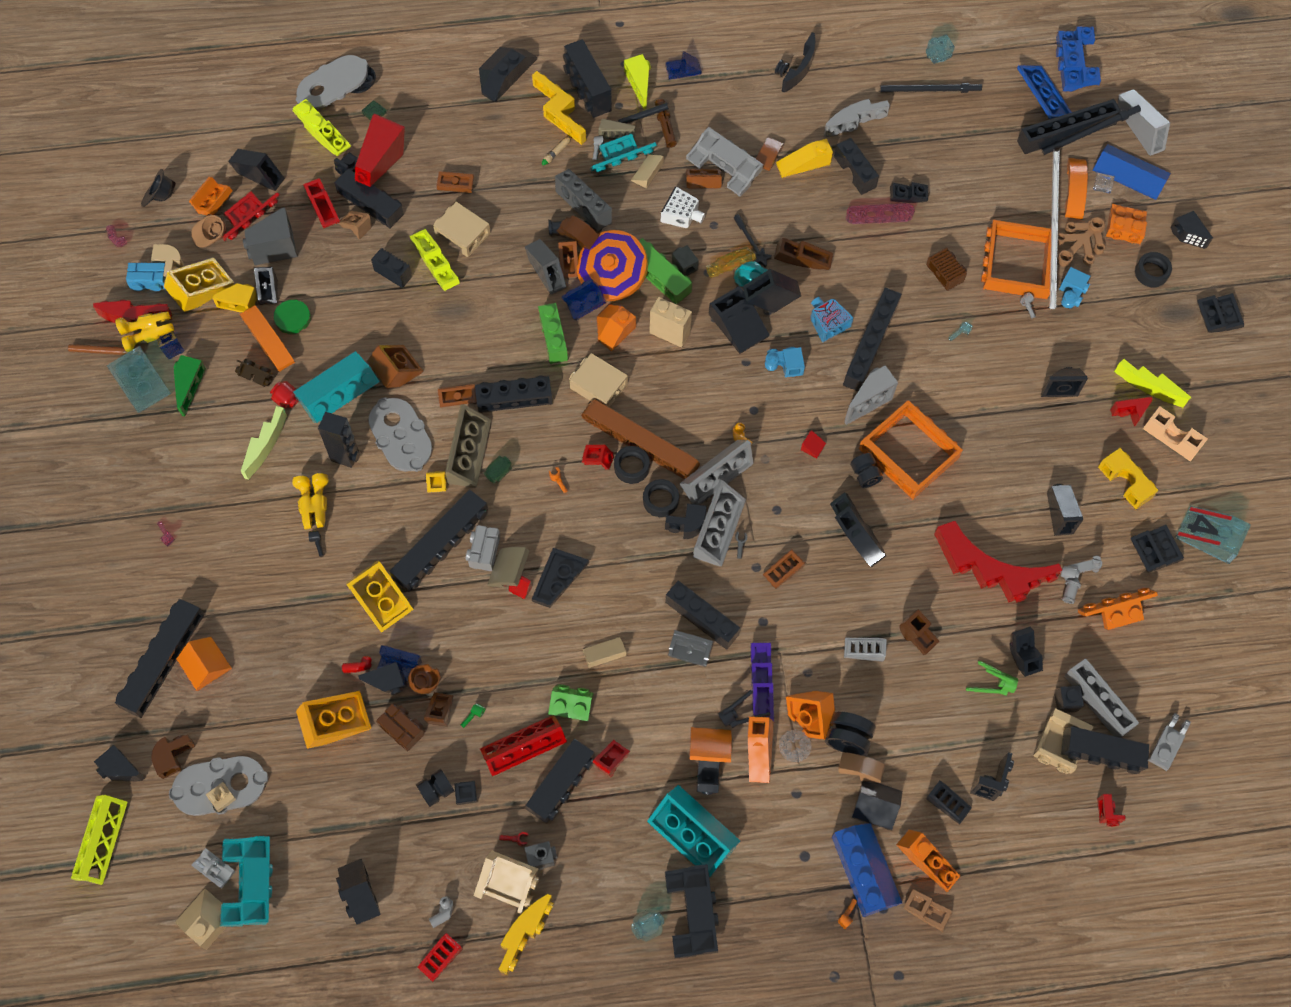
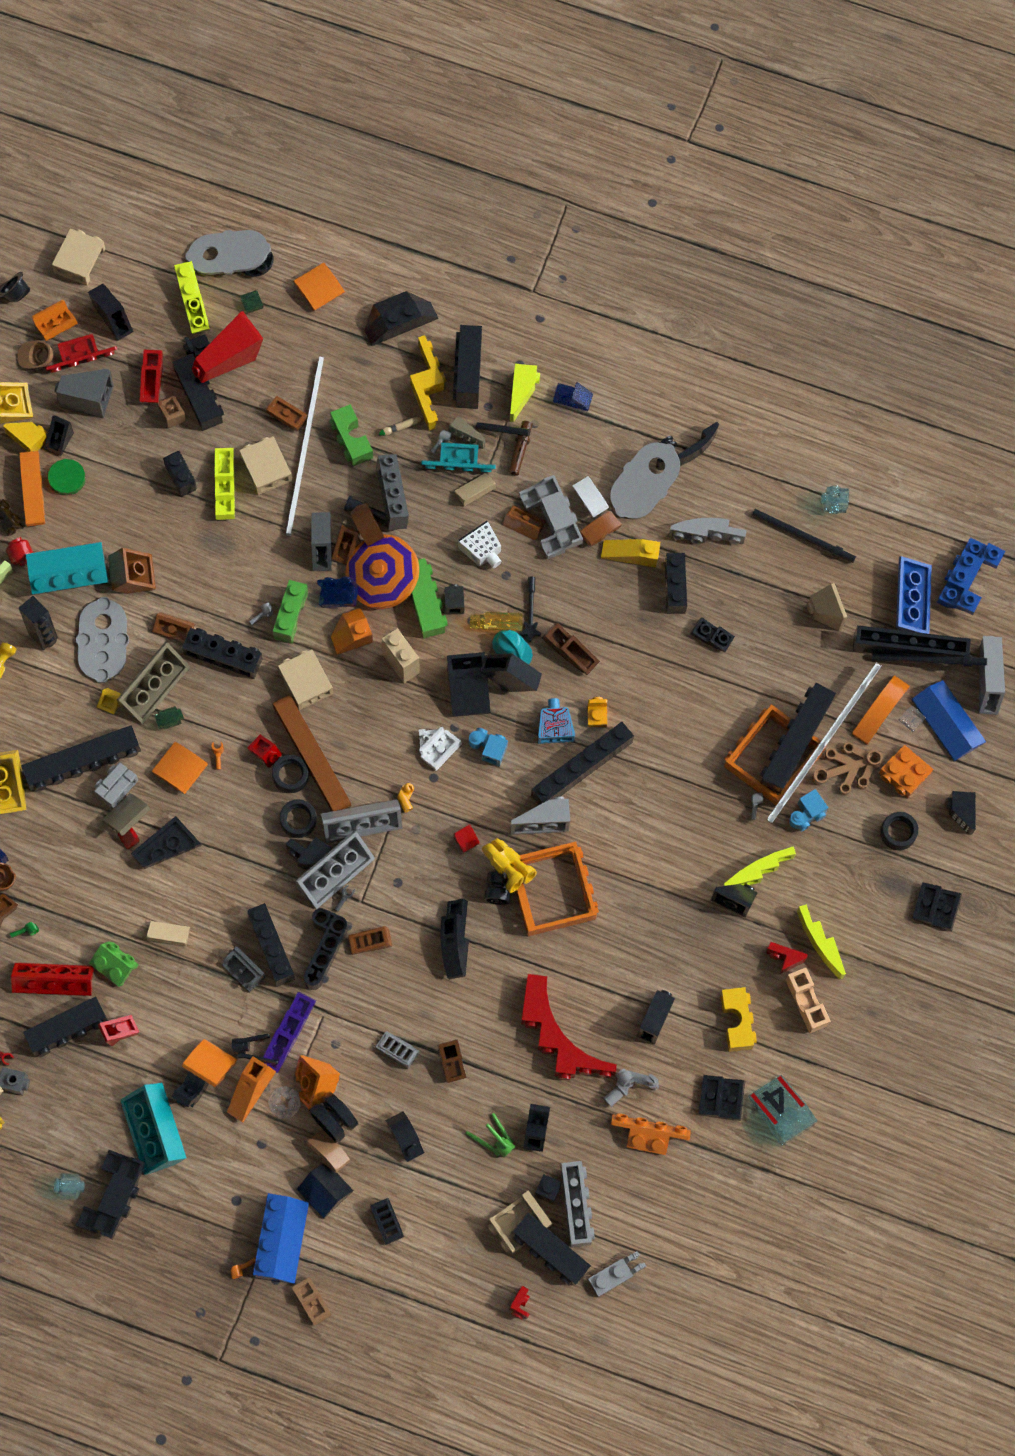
camera: 25 degrees right, 5 degrees up
(203, 139) = (78, 256): none -> tan panel
(424, 75) = (319, 286): none -> orange slope
(485, 202) = (304, 446): none -> white piece
(530, 183) = (356, 449): none -> bright green arch
(531, 343) = (267, 611): none -> light grey hand
(532, 506) = (179, 767): none -> orange slope
(742, 383) = (437, 746): none -> white slope
(746, 132) = (590, 496): none -> white slope
(750, 597) = (322, 951): none -> black beam
(781, 110) = (638, 488): none -> light grey piece
(856, 294) = (597, 712): none -> light orange bracket
(864, 441) = (504, 859): none -> yellow piece
(879, 211) = (672, 639): clear pink beam -> none
(919, 716) = (405, 1136): none -> black brick
(928, 859) = (338, 1260): orange slope -> none
(946, 268) = (698, 730): reddish brown brick -> none
(965, 328) = (679, 797): clear light blue hand -> none
(989, 128) = (828, 607): none -> tan slope
(991, 787) = (424, 1226): black bracket -> none
(1033, 233) = (798, 737): none -> black brick
(1065, 354) = (753, 873): none -> neon yellow slope

